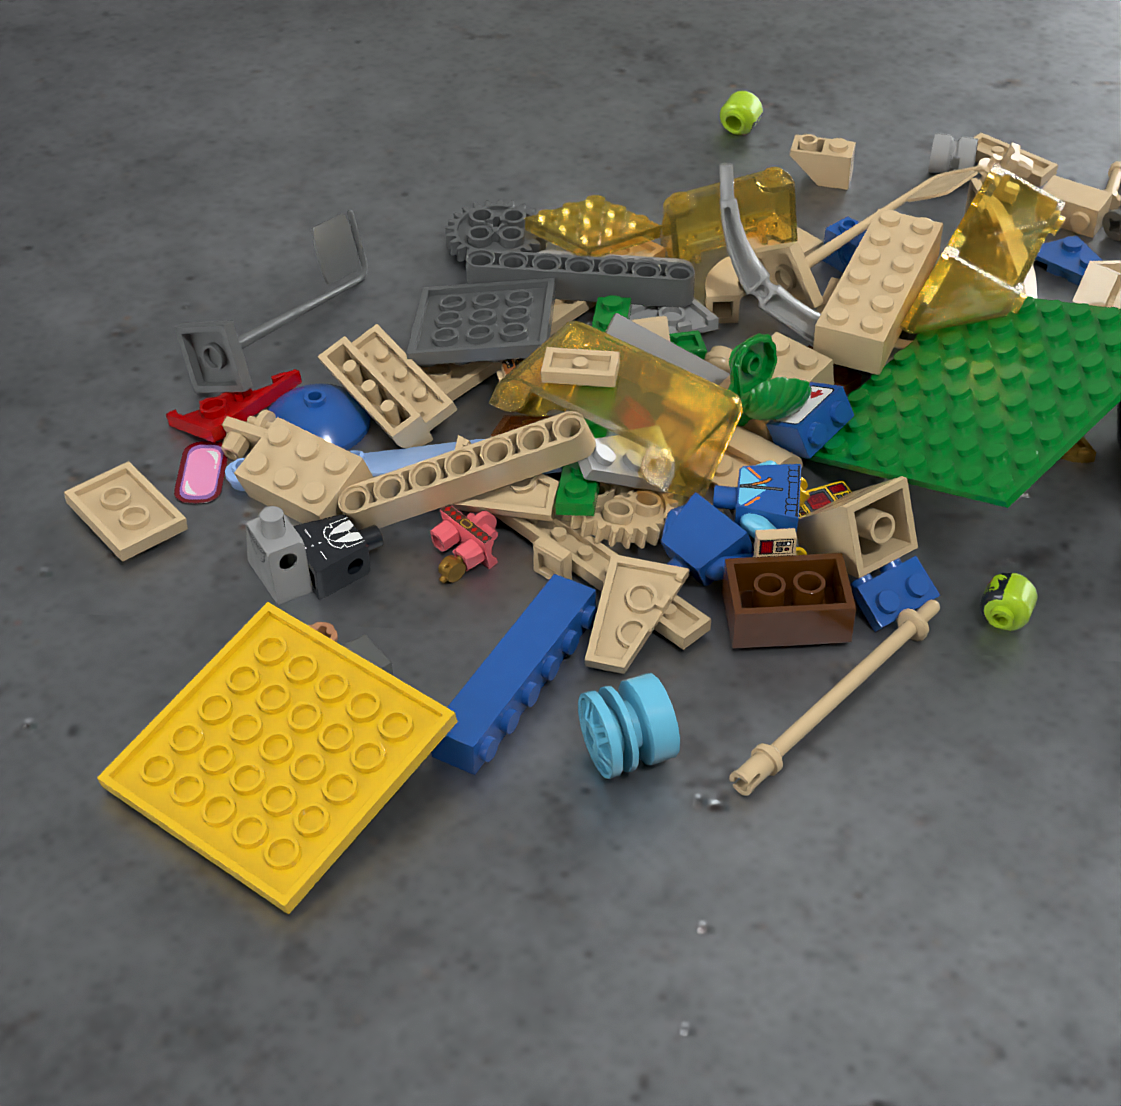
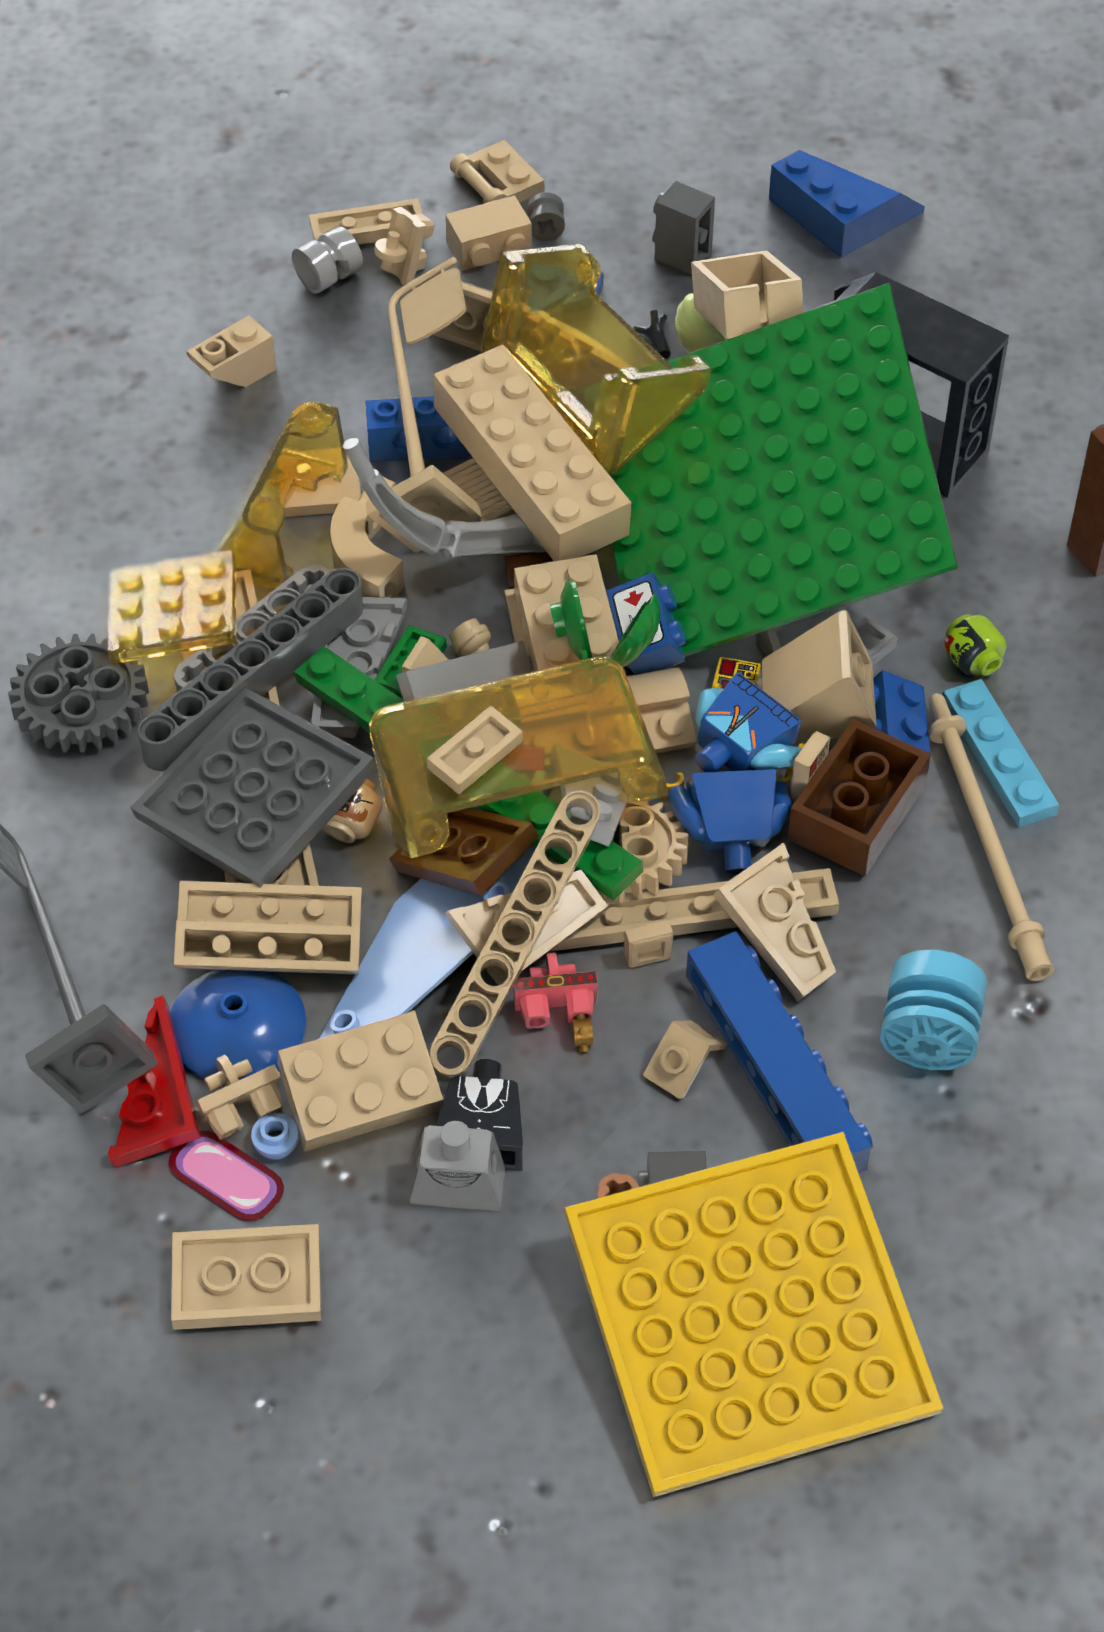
camera: 55 degrees left, 10 degrees up
(474, 618) = (681, 1056): none -> tan bracket
(741, 112) = (78, 366): lime head -> none
(928, 669) = (1001, 754): none -> medium azure plate
(950, 550) = (875, 638): none -> light grey tile

